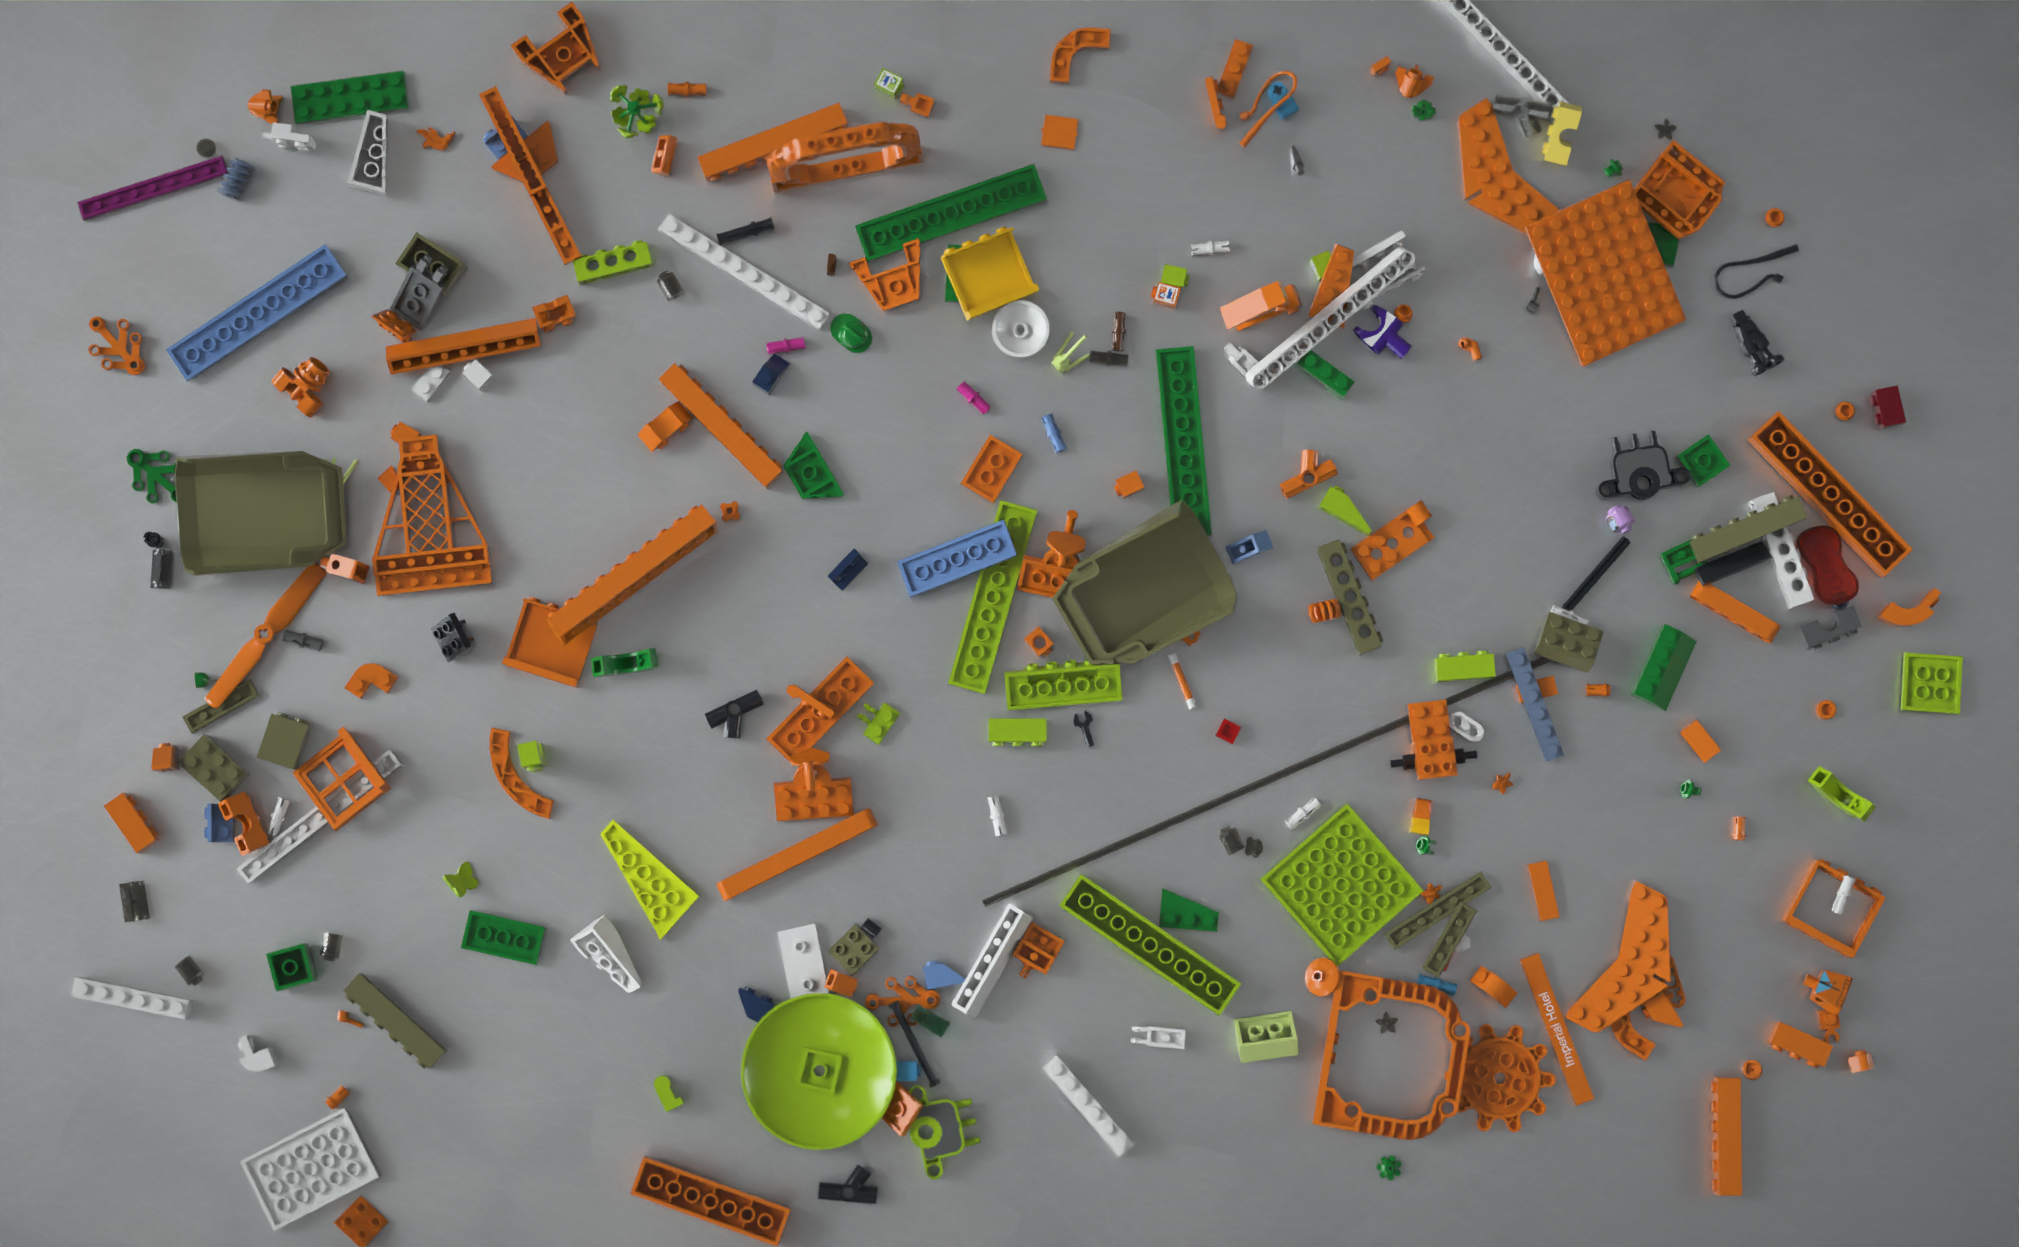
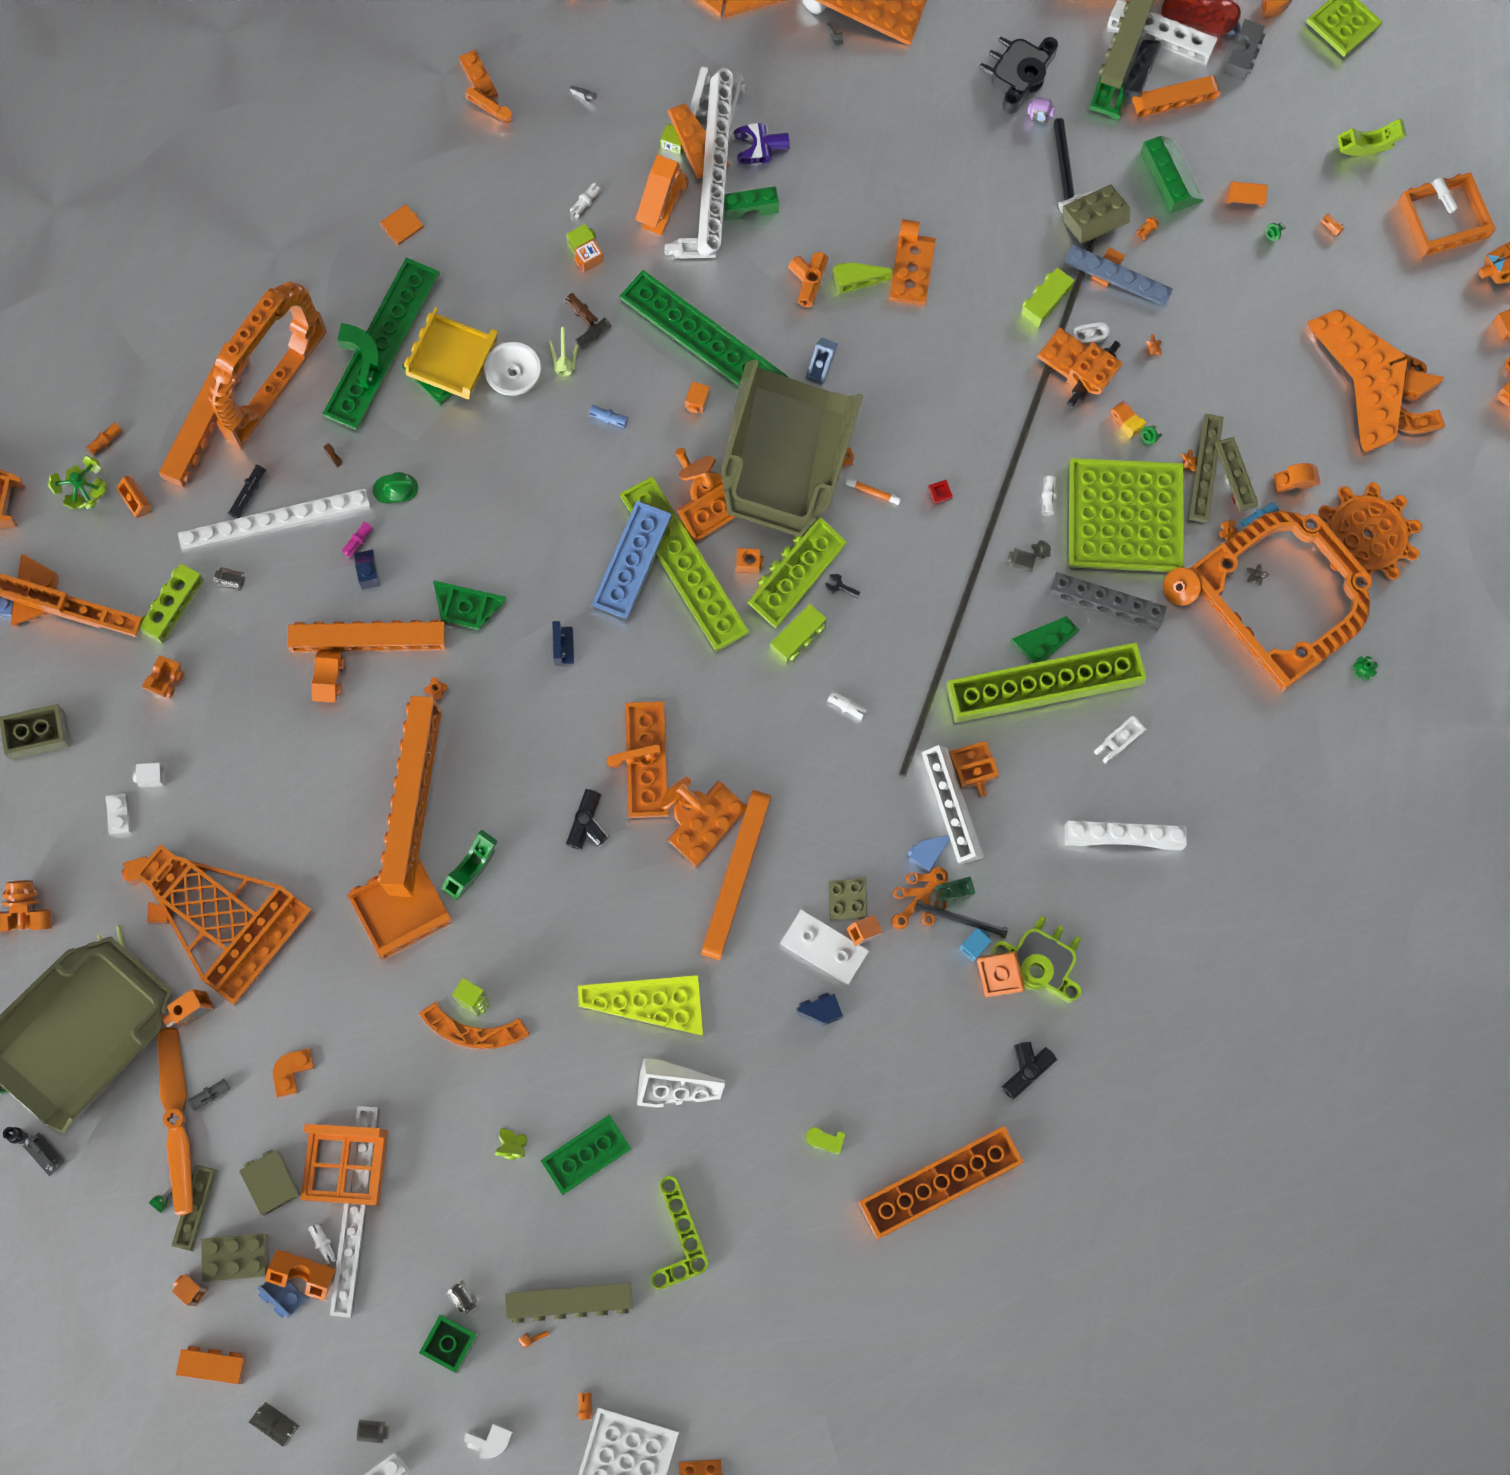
camera: 50 degrees left, 10 degrees down
(389, 321) = (40, 801): orange hinge -> none
(419, 293) = (45, 757): dark grey tile -> none
(451, 637) = (321, 976): black plate -> none
(463, 346) = (117, 765): orange brick -> none
(510, 1056) = (691, 1233): none -> lime beam
(781, 1076) = (924, 969): lime dish -> none
(871, 928) = (843, 872): black hinge -> none
(881, 722) = (697, 724): lime hinge -> none
(889, 83) = (246, 299): brick -> none
(895, 285) = (393, 425): orange wing -> none
(932, 193) = (358, 340): none -> green arch
(973, 398) = (527, 447): dark pink axle -> none
(991, 469) = (591, 480): orange plate -> none
(1072, 43) = (350, 159): orange plate -> none
(1245, 115) = (534, 94): orange piece -> none
(1257, 932) = (1107, 601): none -> dark grey brick
(1266, 1037) = (1190, 664): yellowish green slope -> none
(1288, 107) = (532, 65): dark azure piece -> none
(1324, 610) = (917, 349): orange gear -> none
(1361, 643) = (925, 335): olive brick -> none
(1402, 971) = (1228, 529): none -> orange plant
(1403, 313) = (759, 117): orange plate -> none
(1471, 346) = (826, 98): orange arm -> none
(1543, 890) = (1257, 387): orange tile -> none
(1556, 1029) = (1367, 466): orange tile -> none
(1703, 460) = (1051, 23): green plate -> none
(1826, 709) = (1299, 101): orange tile -> none

